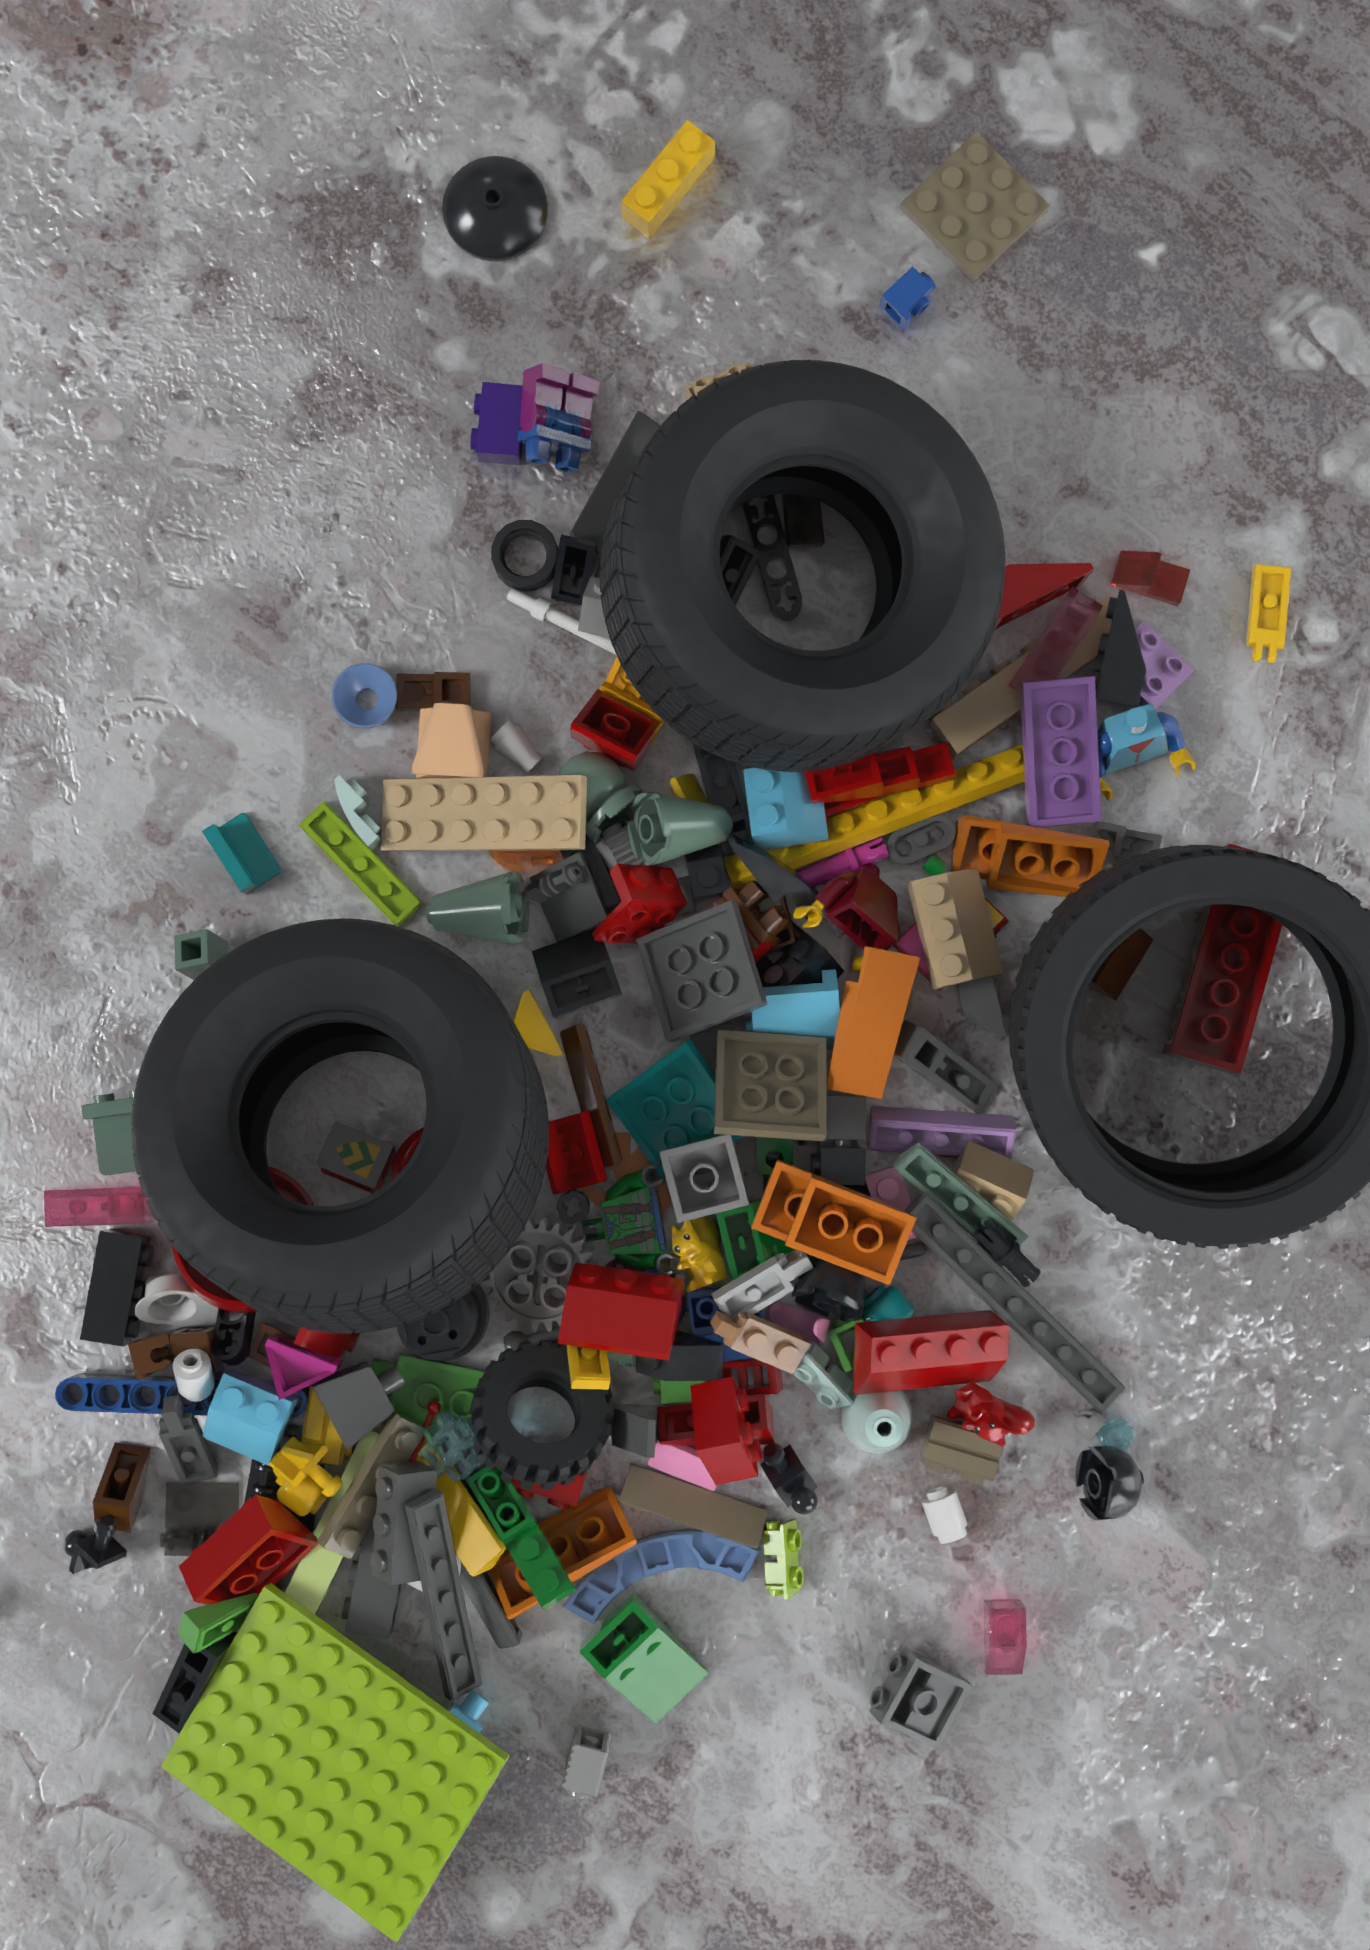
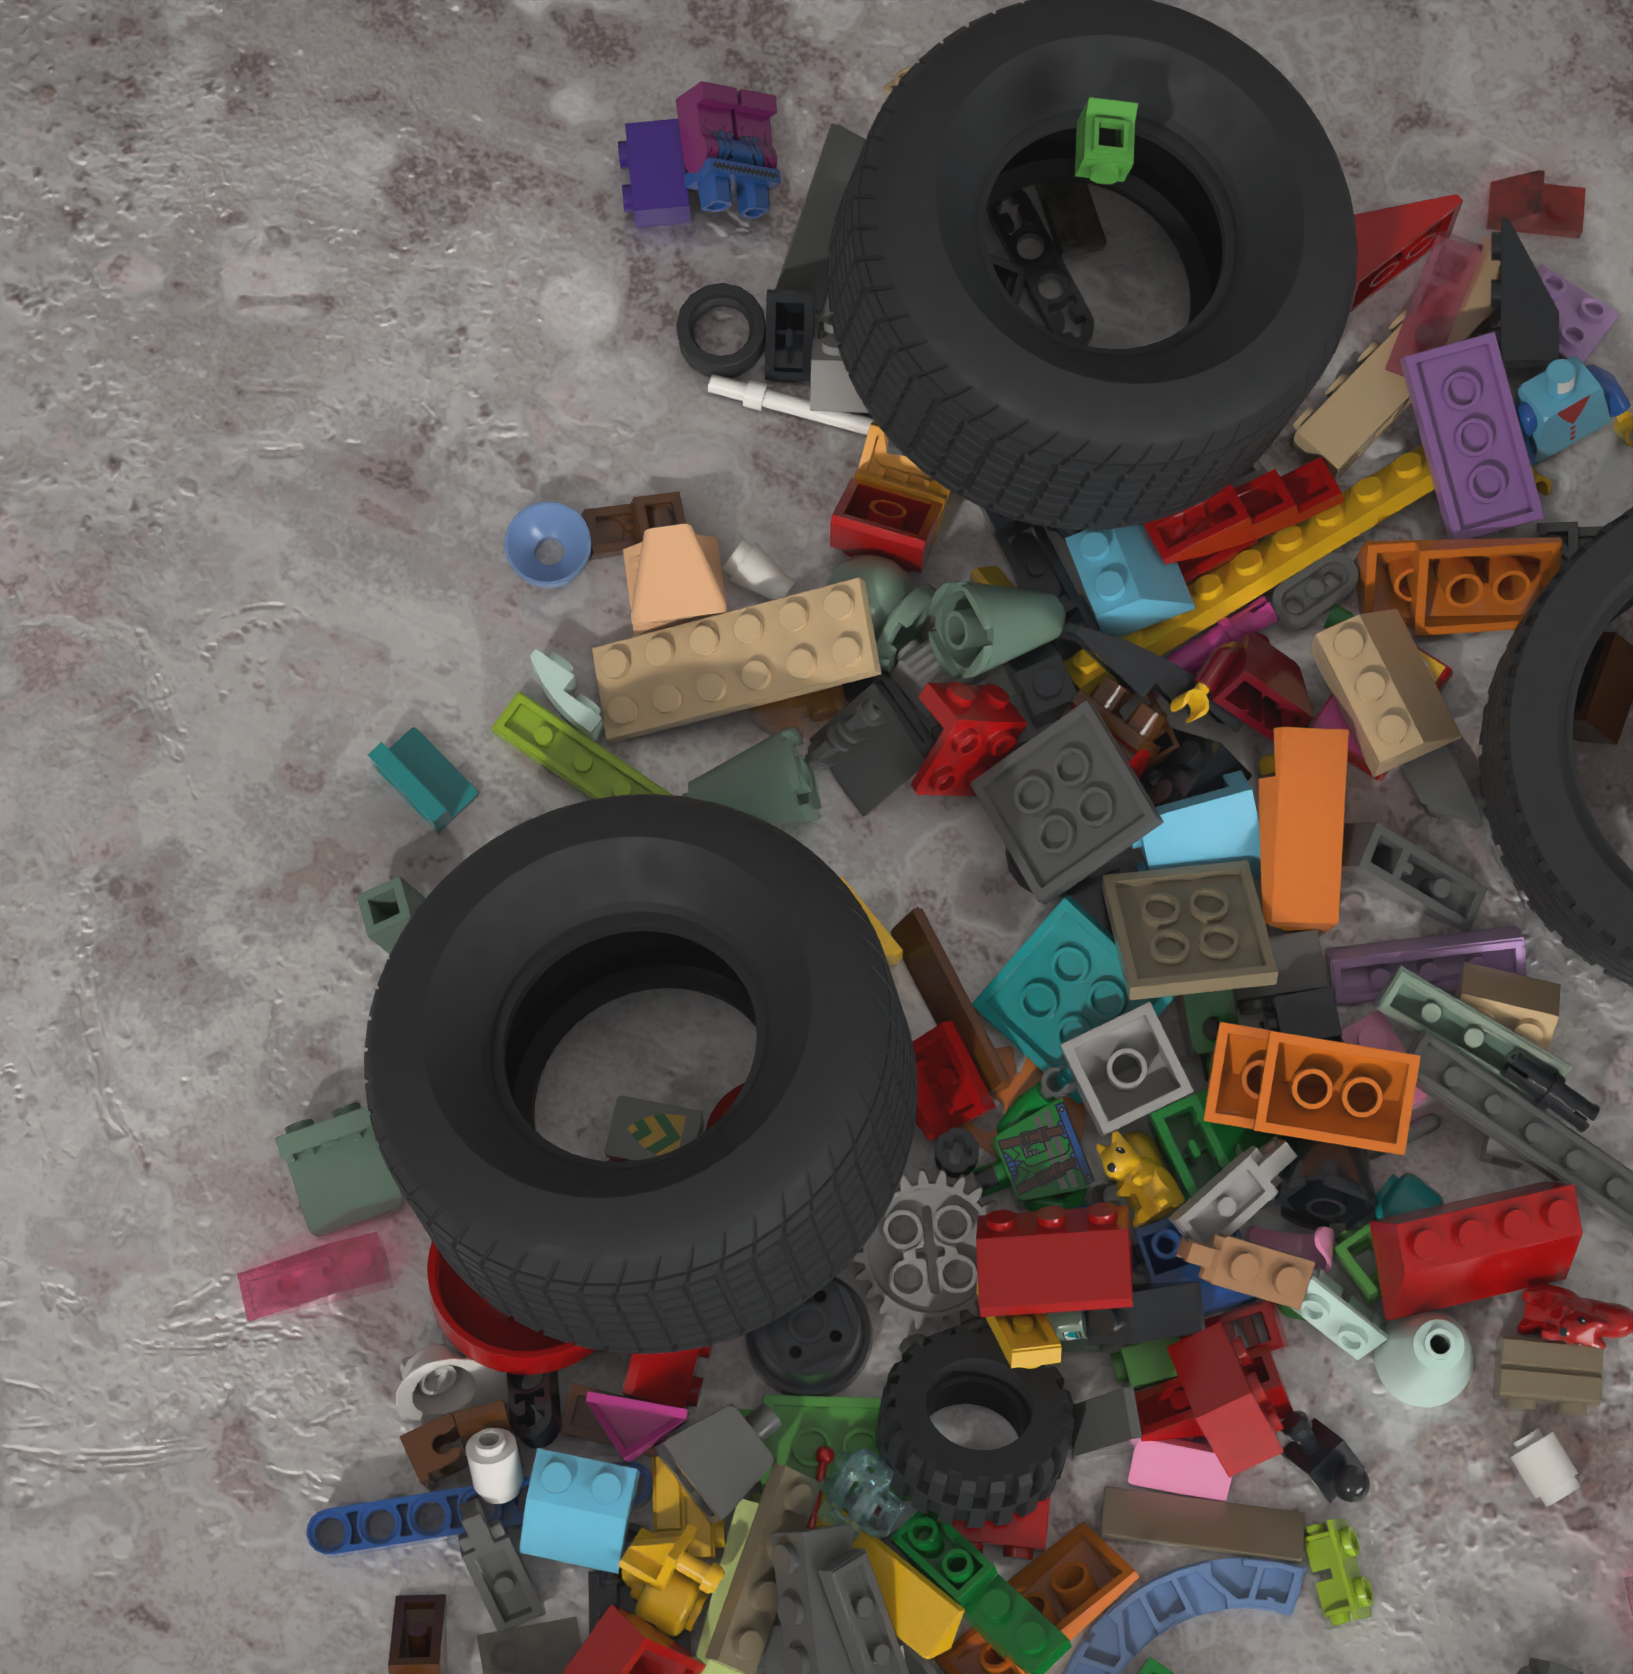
camera: 10 degrees left, 10 degrees down
(116, 1287) = (362, 1380): black brick -> none
(576, 974) = (900, 848): black slope -> none
(816, 508) = (1102, 162): none -> bright green window

